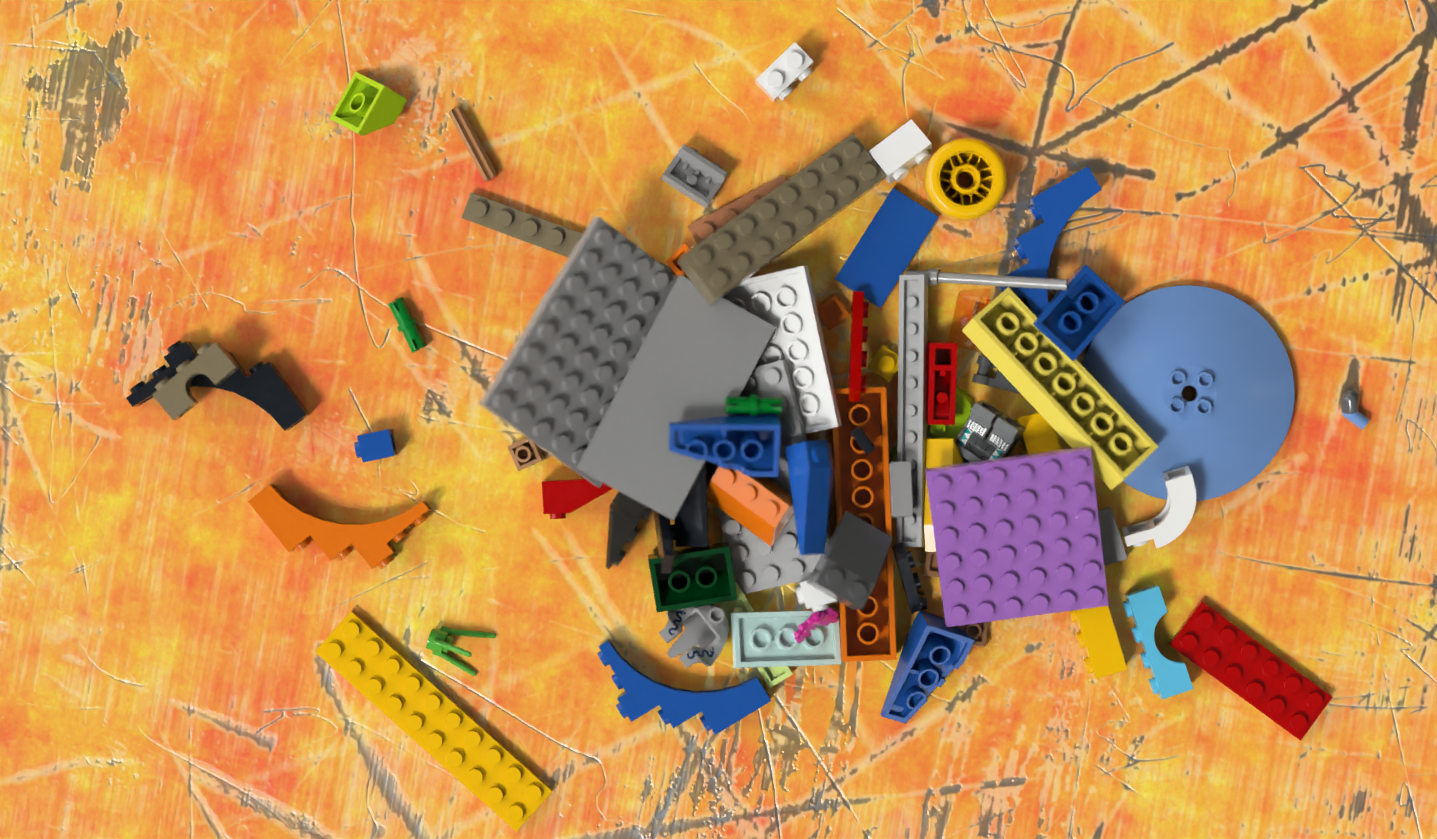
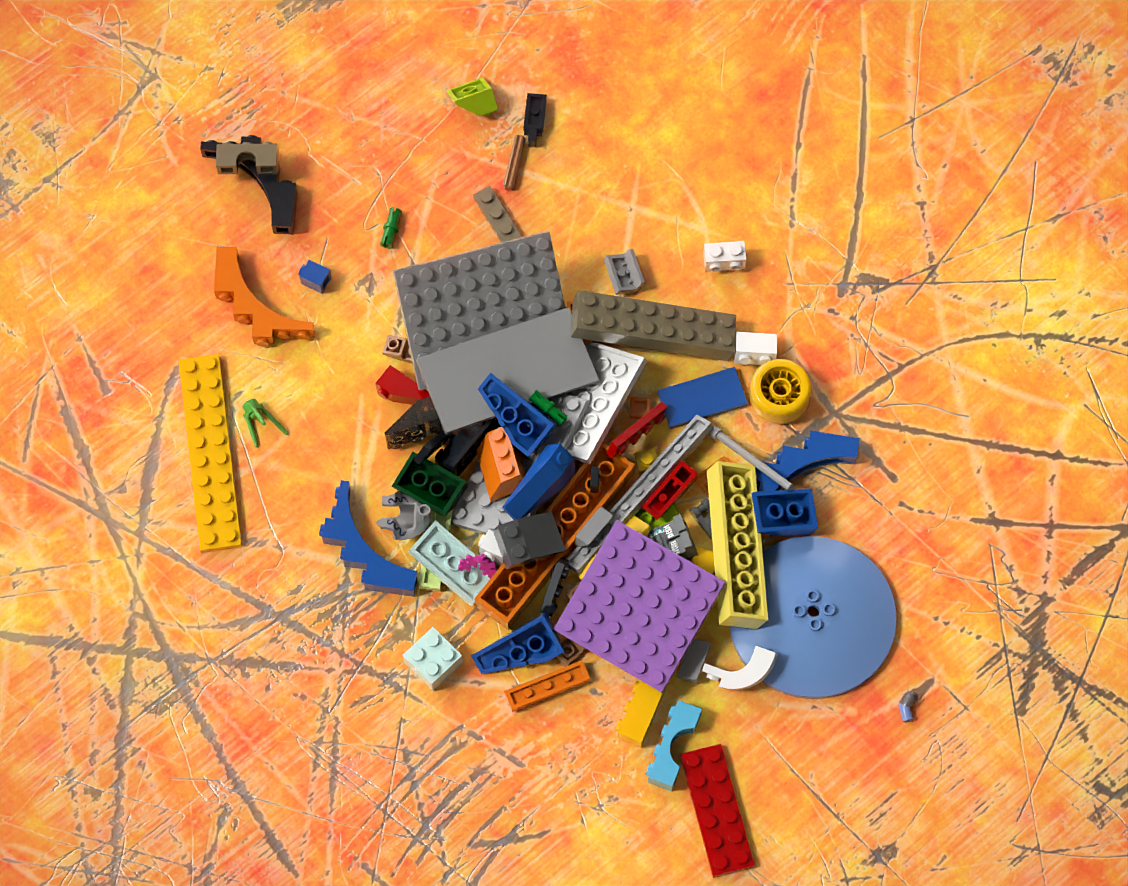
camera: 40 degrees right, 20 degrees down
(451, 73) = (534, 117): none -> black hinge
(847, 751) = (432, 658): none -> light aqua brick
(982, 683) = (547, 686): none -> orange plate

